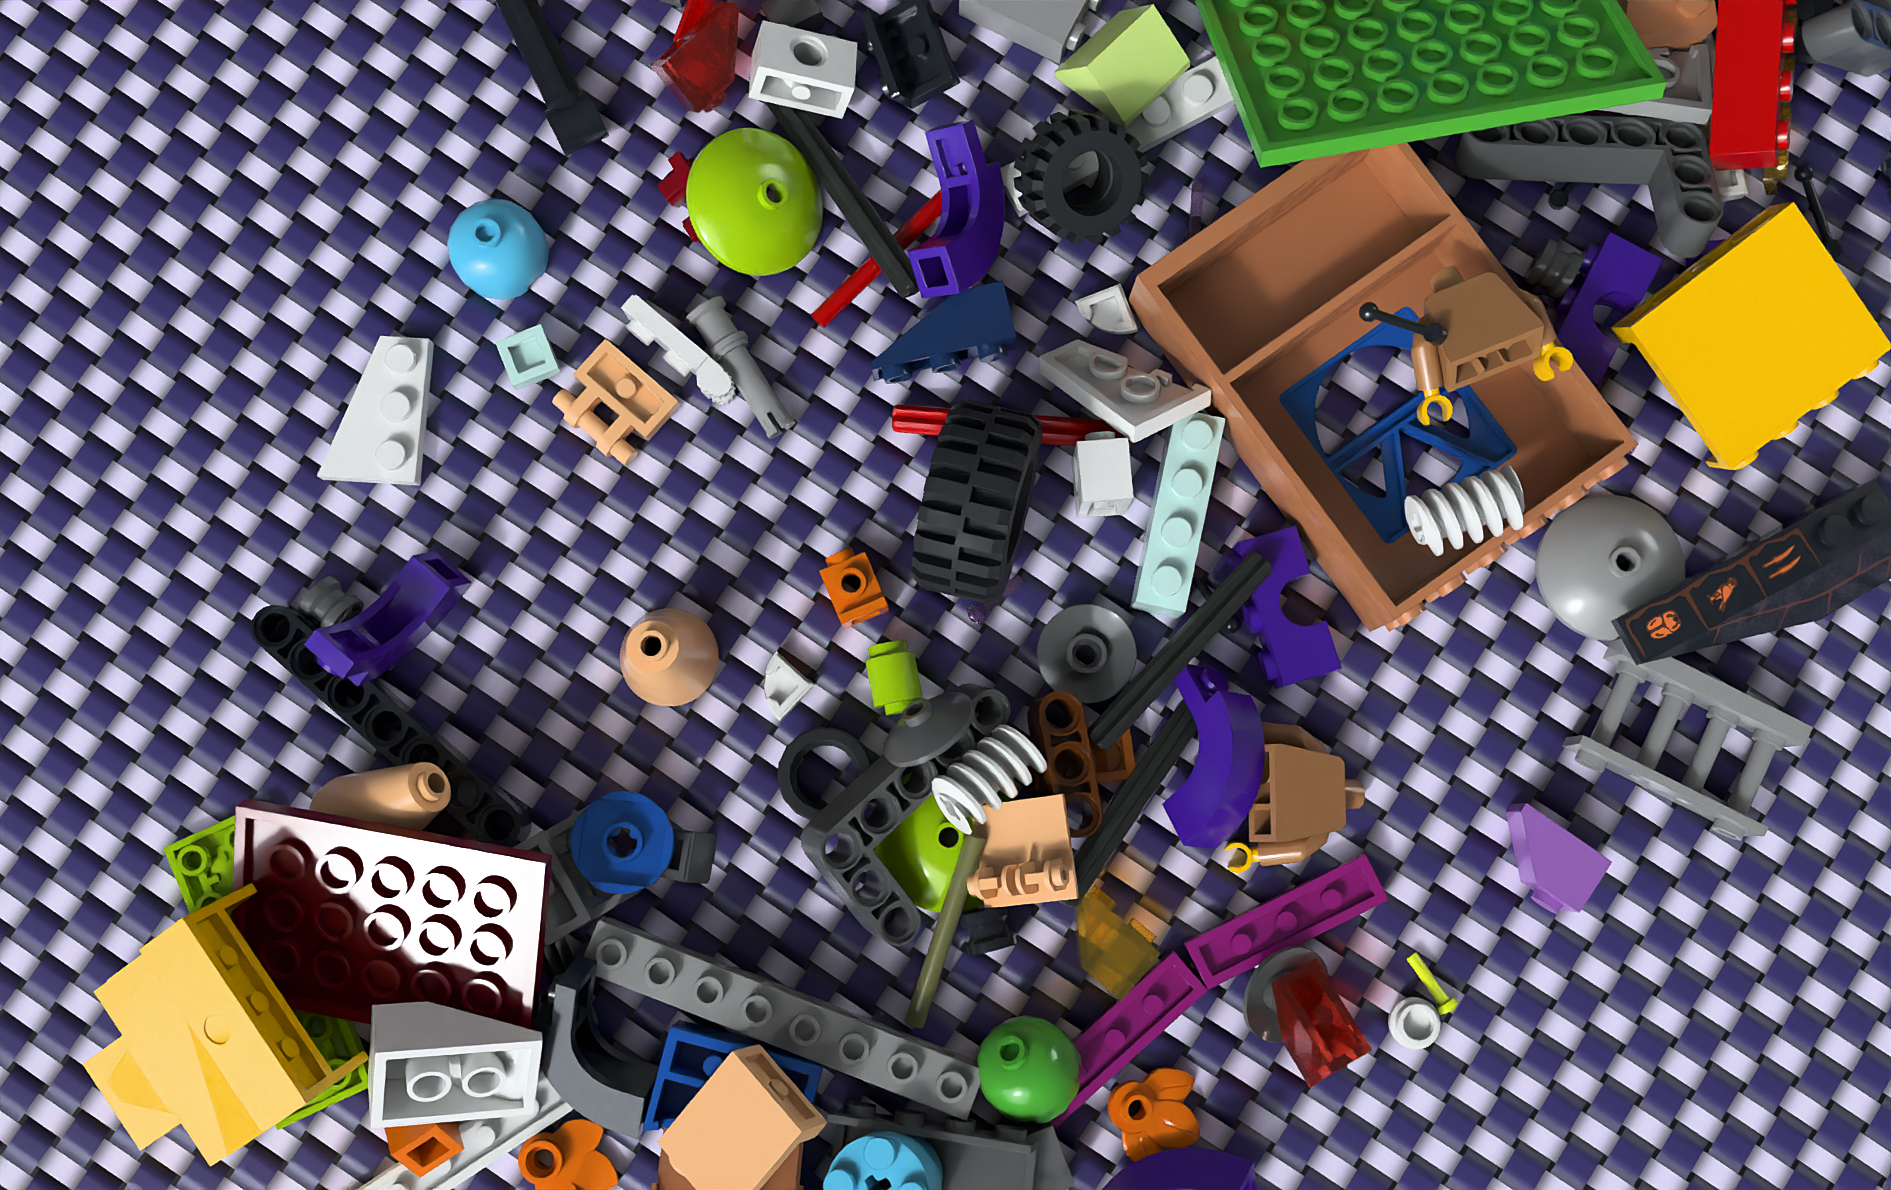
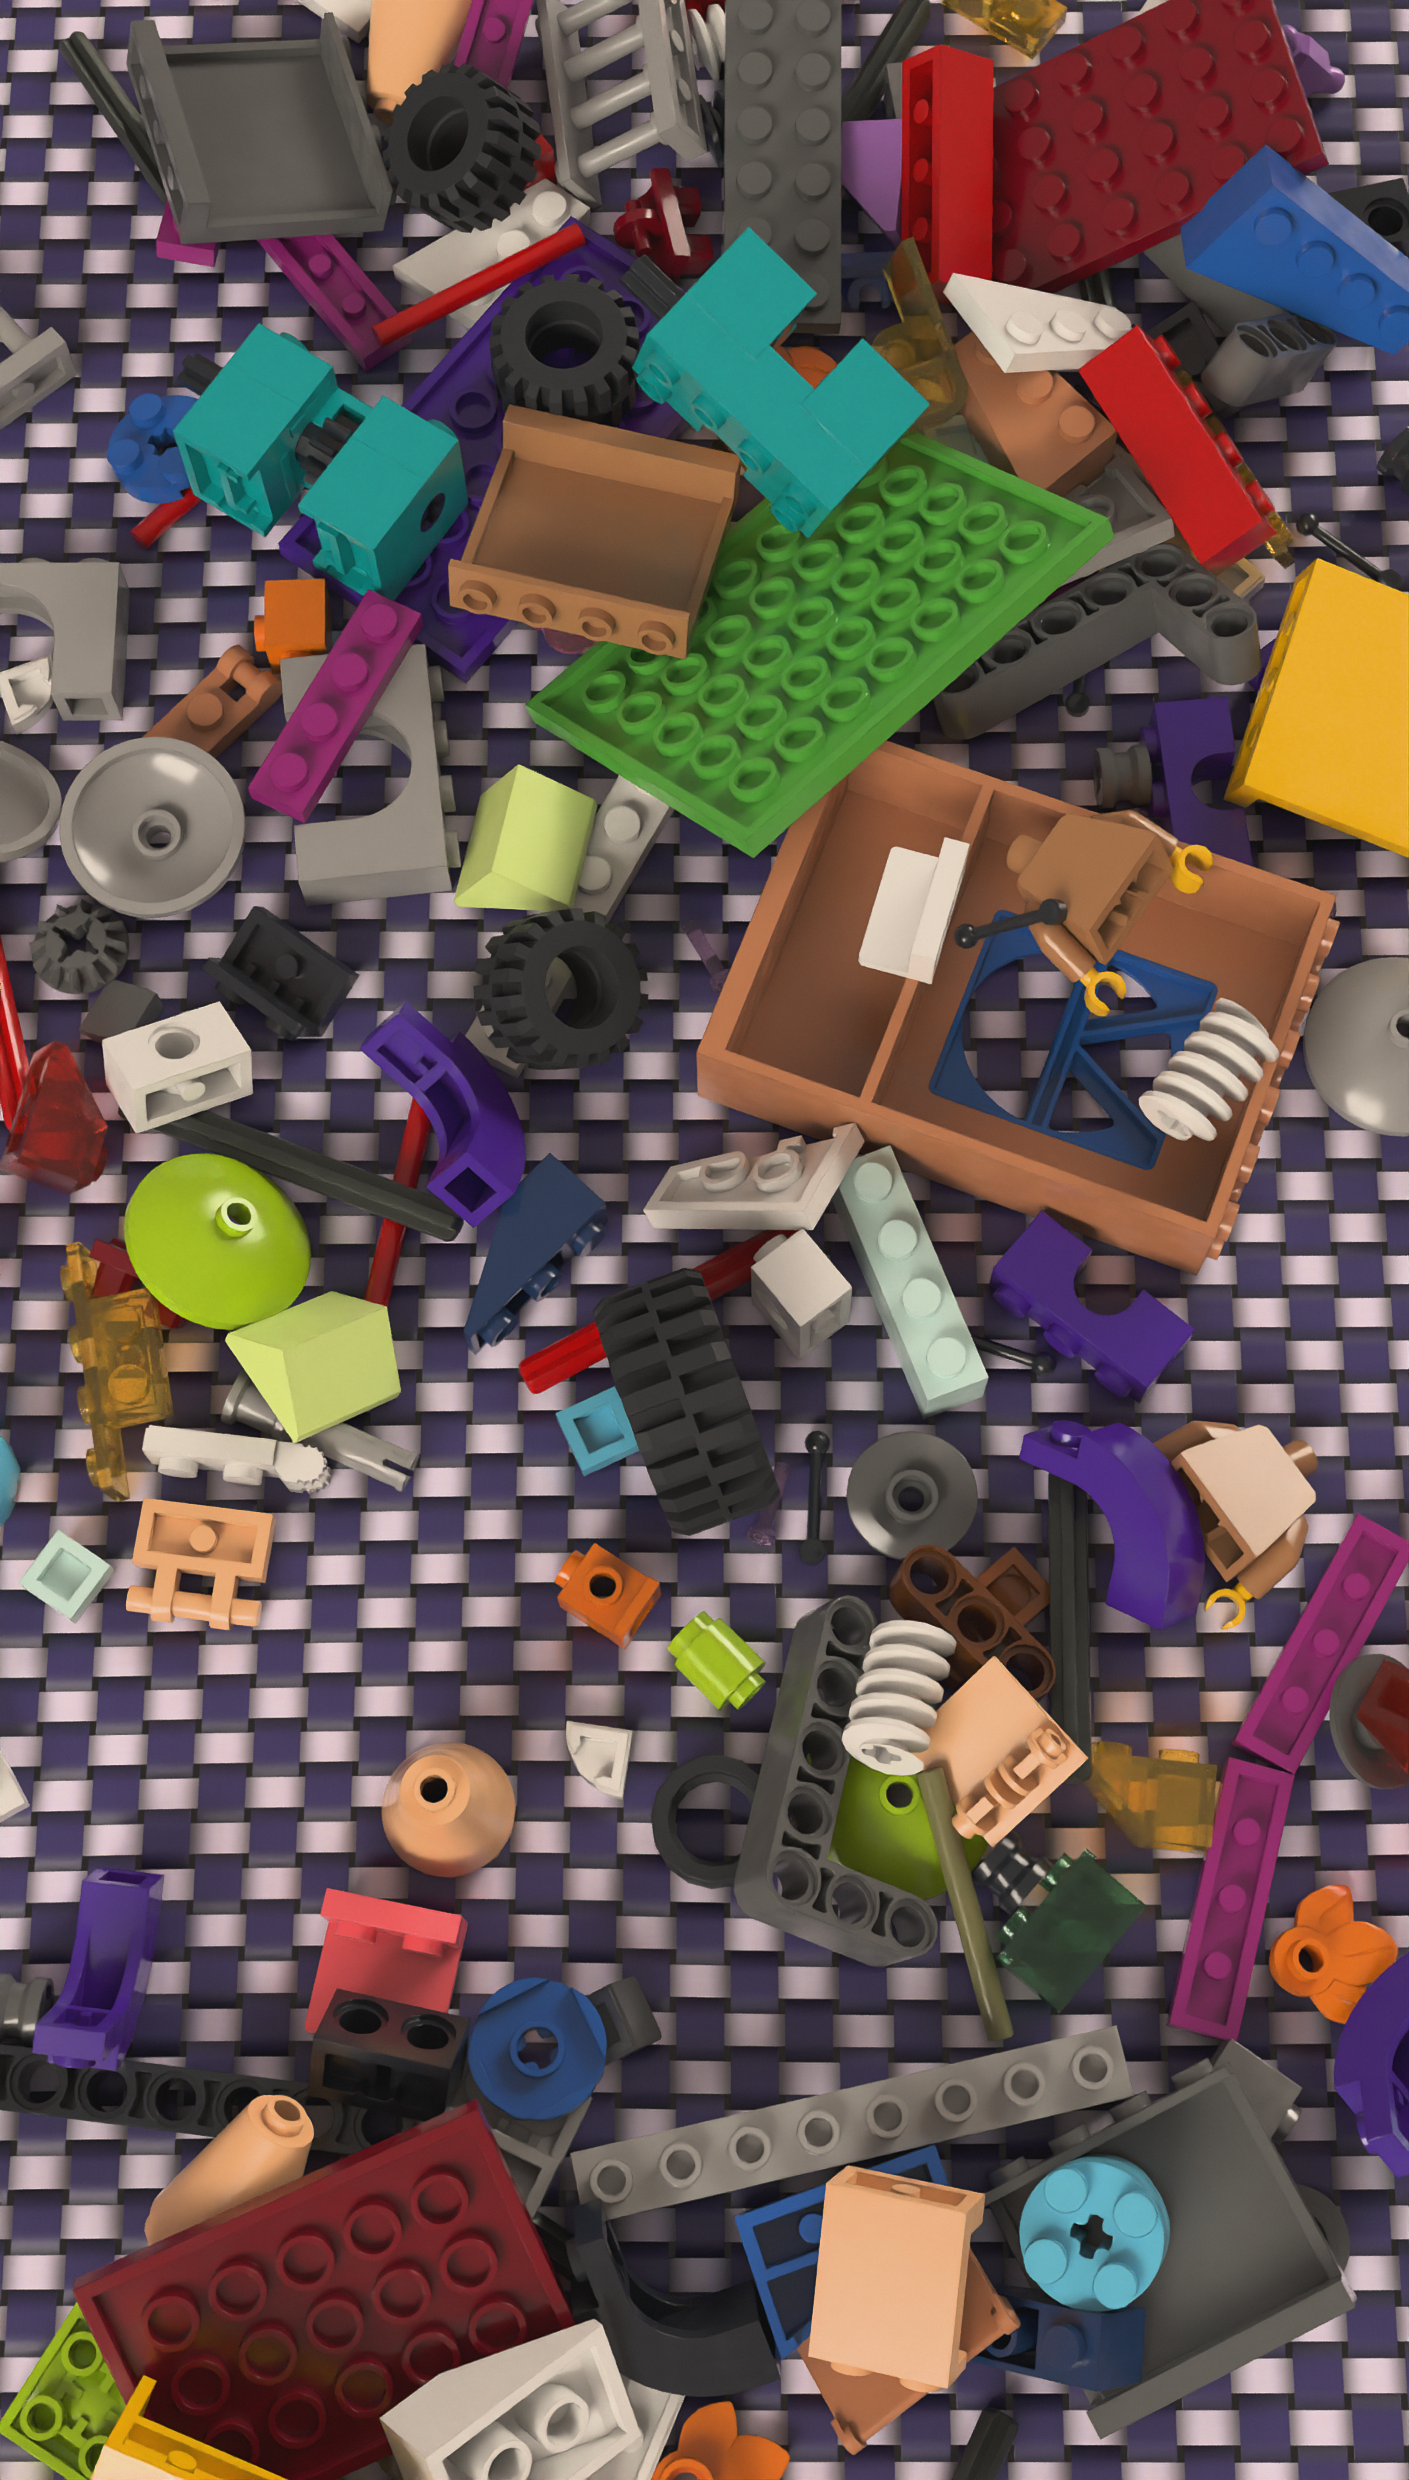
camera: 30 degrees left, 10 degrees down
(527, 787) = (388, 2056): none -> black brick
(563, 733) = (386, 1953): none -> coral bracket
(643, 246) = (122, 1367): none -> clear yellow bracket
(769, 322) = (320, 1361): none -> yellowish green slope
(909, 479) = (598, 1431): none -> medium azure plate
(928, 728) = (798, 1686): dark grey dish -> none
(999, 988) = (1069, 1929): none -> clear green bracket
(1002, 645) = (812, 1549): none -> black hinge
(1028, 1069) = (1162, 1994): bright green cylinder -> none
(1108, 311) = (683, 1116): white tile -> none
(1179, 651) = (1010, 1425): pearl dark grey axle -> none
(1345, 272) = (914, 911): none -> white panel

